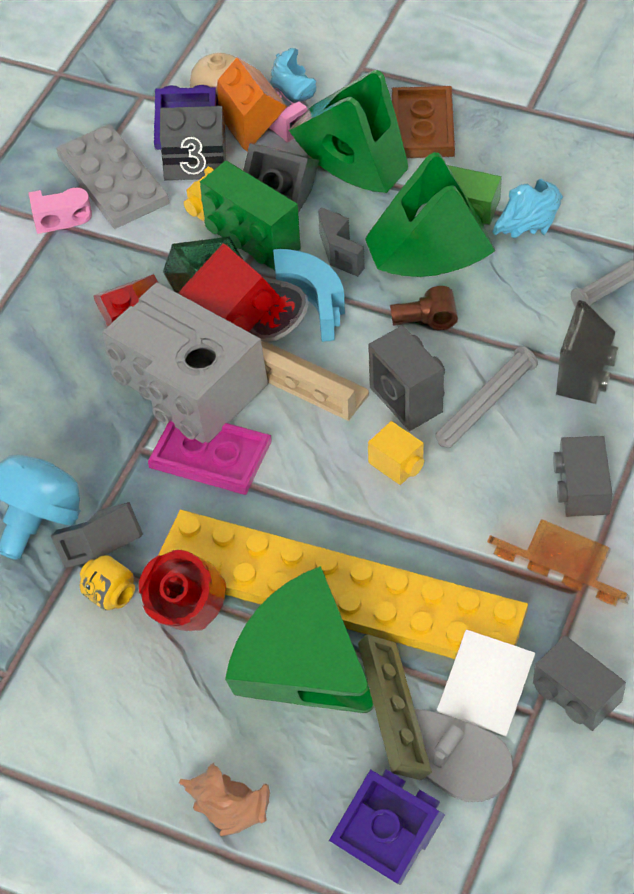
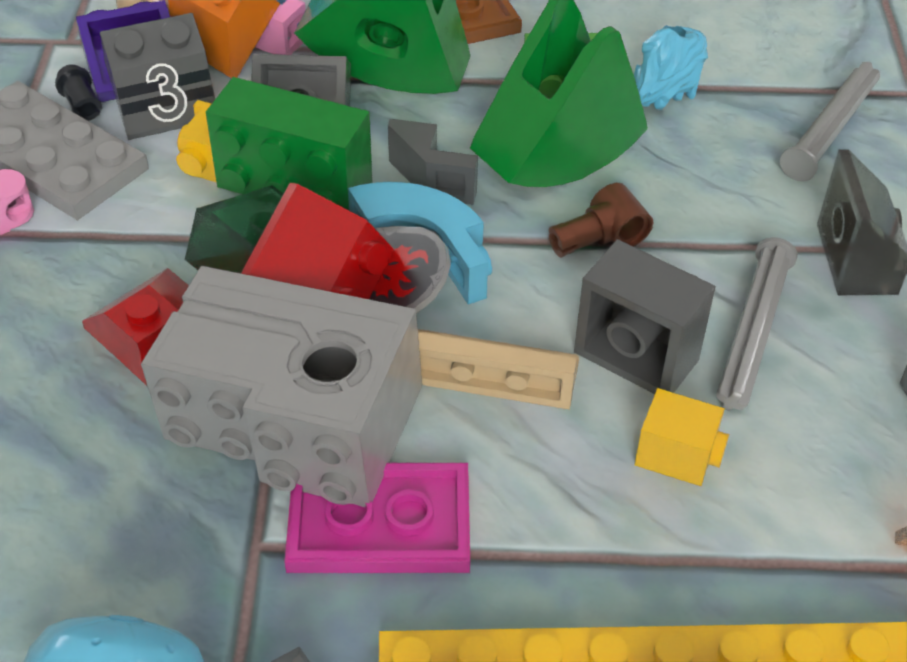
camera: 25 degrees left, 5 degrees down
(143, 135) = (75, 85): none -> black pin

